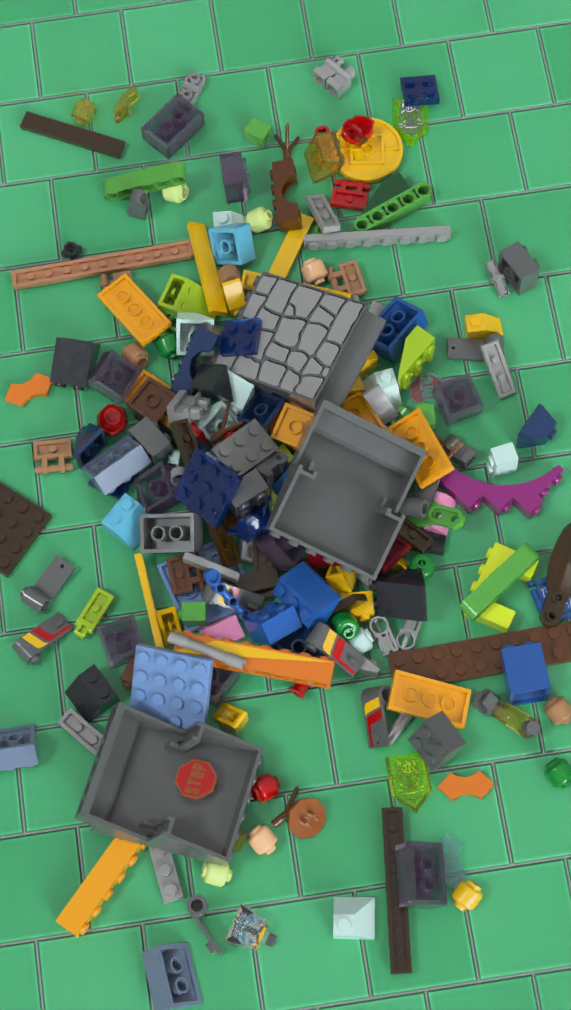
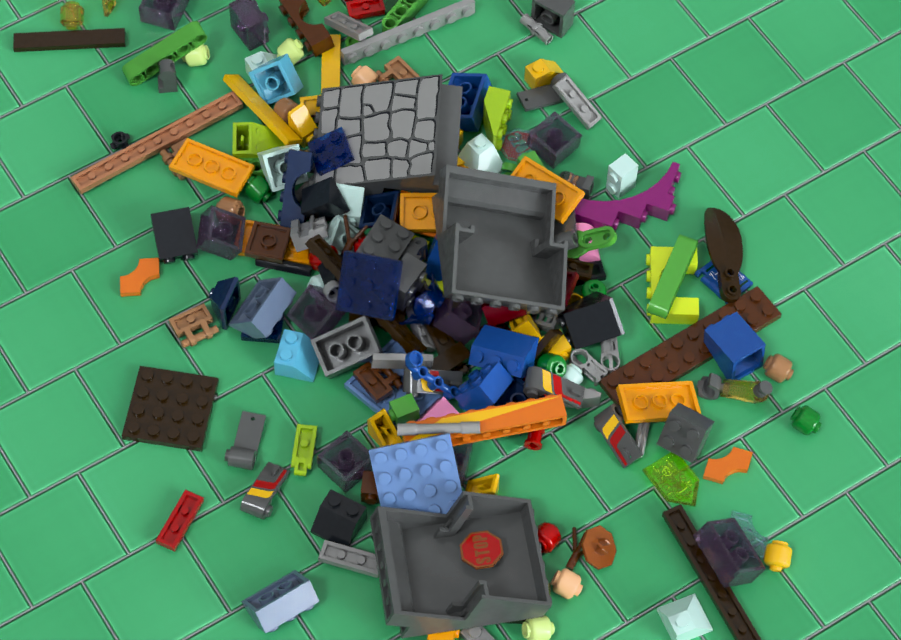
camera: 30 degrees left, 10 degrees down
(112, 420) = (238, 268): red hair -> none
(149, 600) = (350, 414): yellow tile -> none
(152, 440) = (292, 271): dark grey brick -> none
(380, 404) = (484, 162): light grey slope -> none
(537, 429) = (639, 138): dark blue slope -> none

